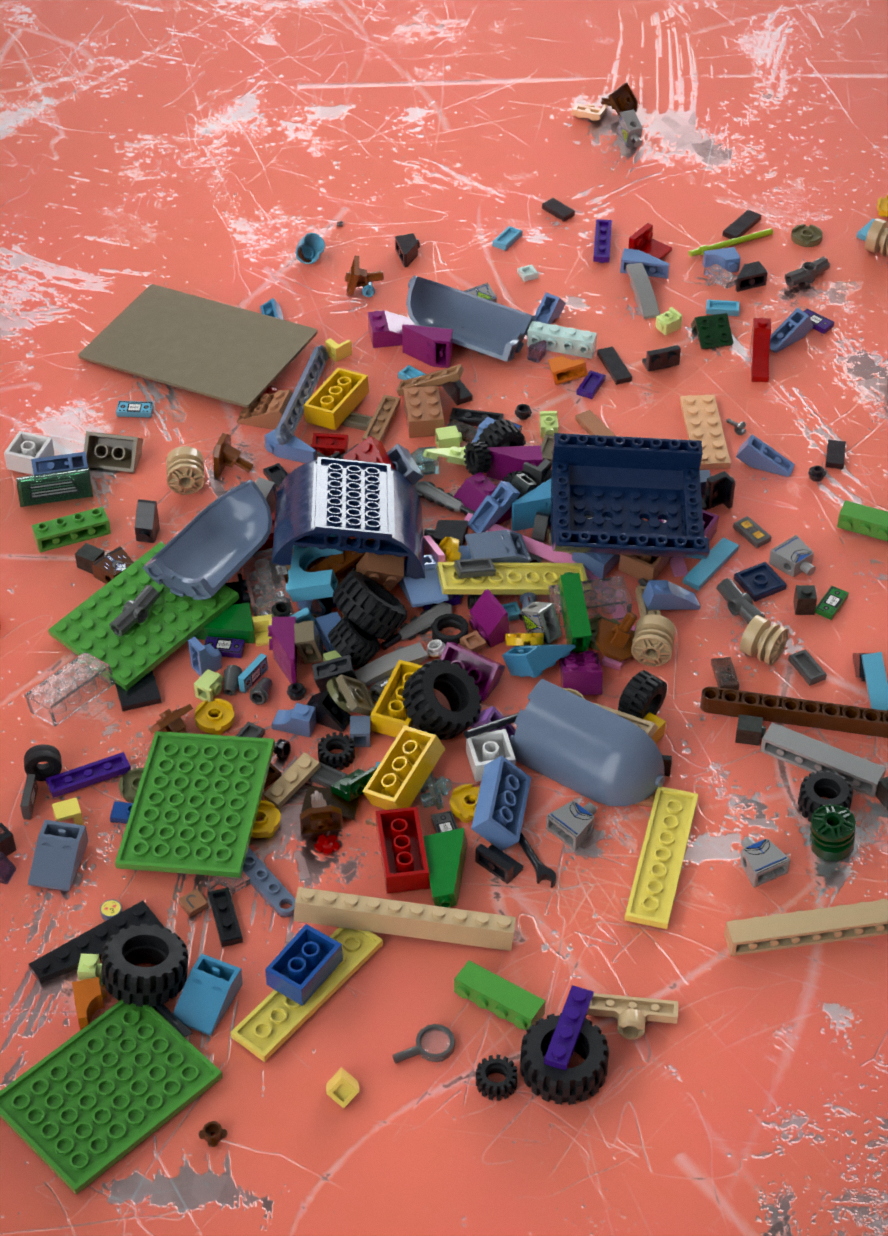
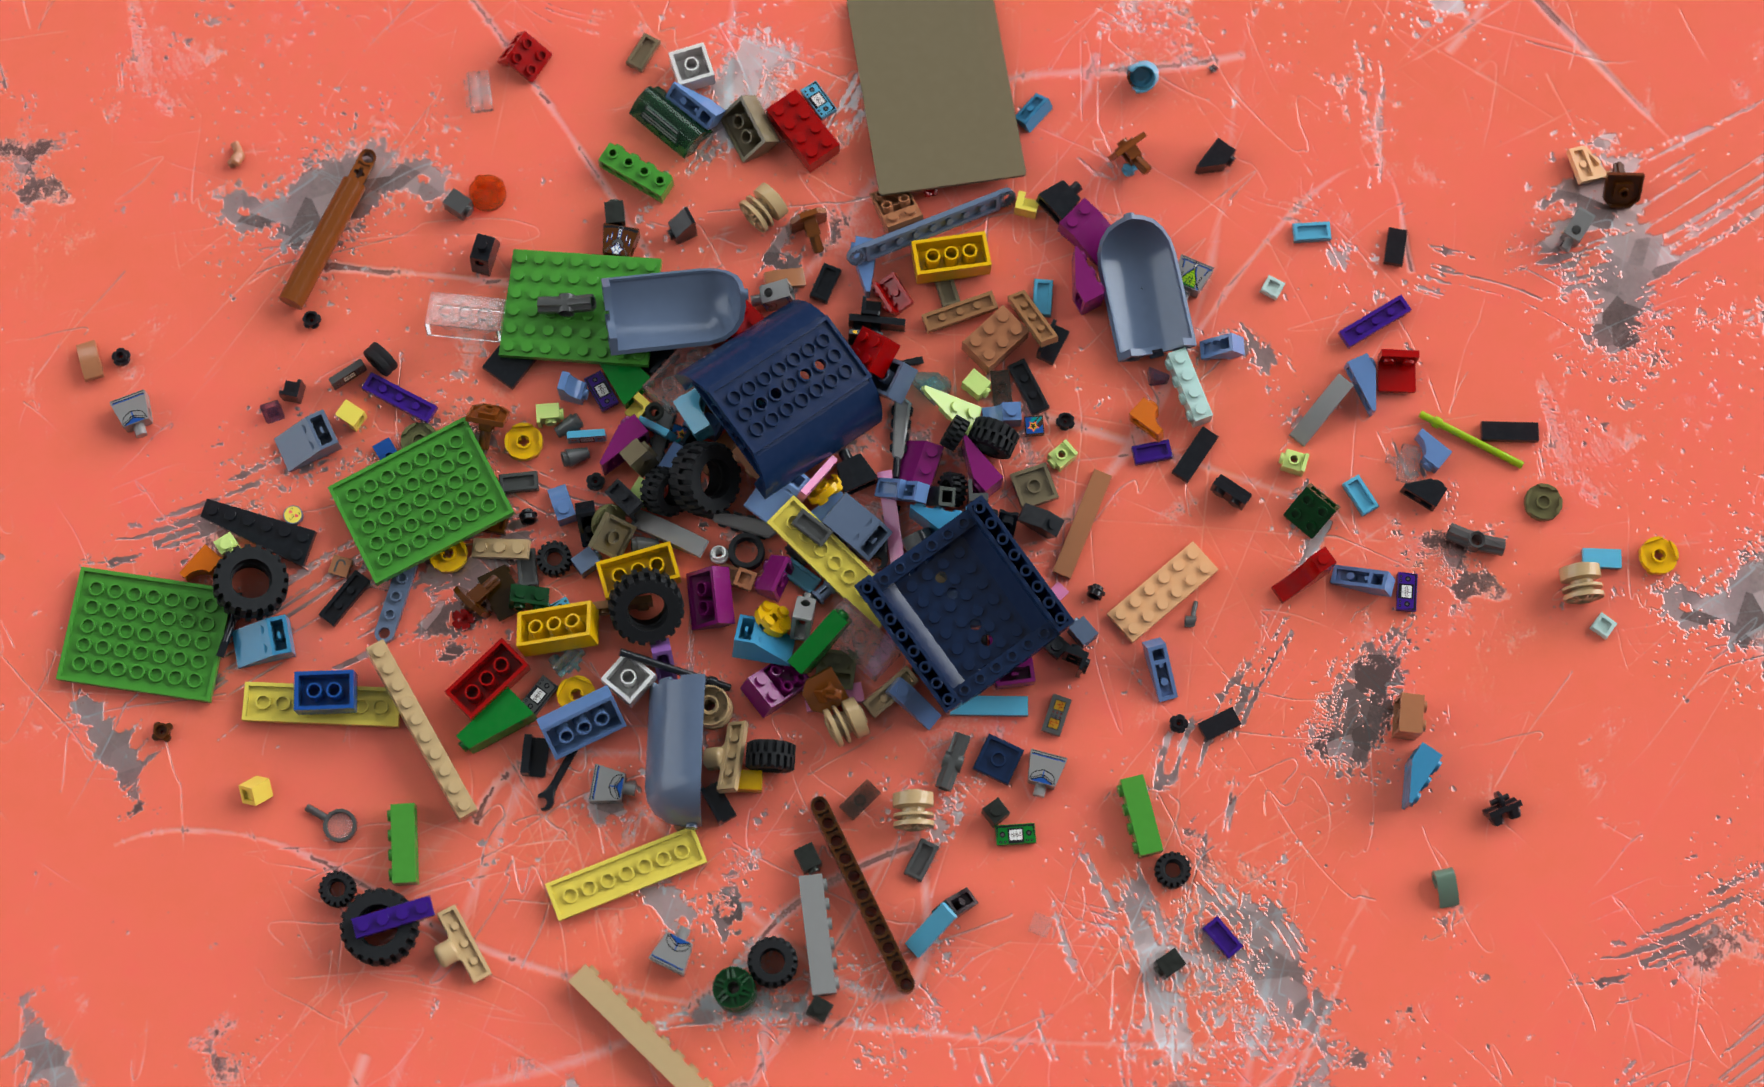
camera: 50 degrees right, 30 degrees up
(27, 642) = (484, 251): none -> black torso
(151, 422) = (803, 131): none -> red brick
(356, 330) = (1059, 199): none -> black torso

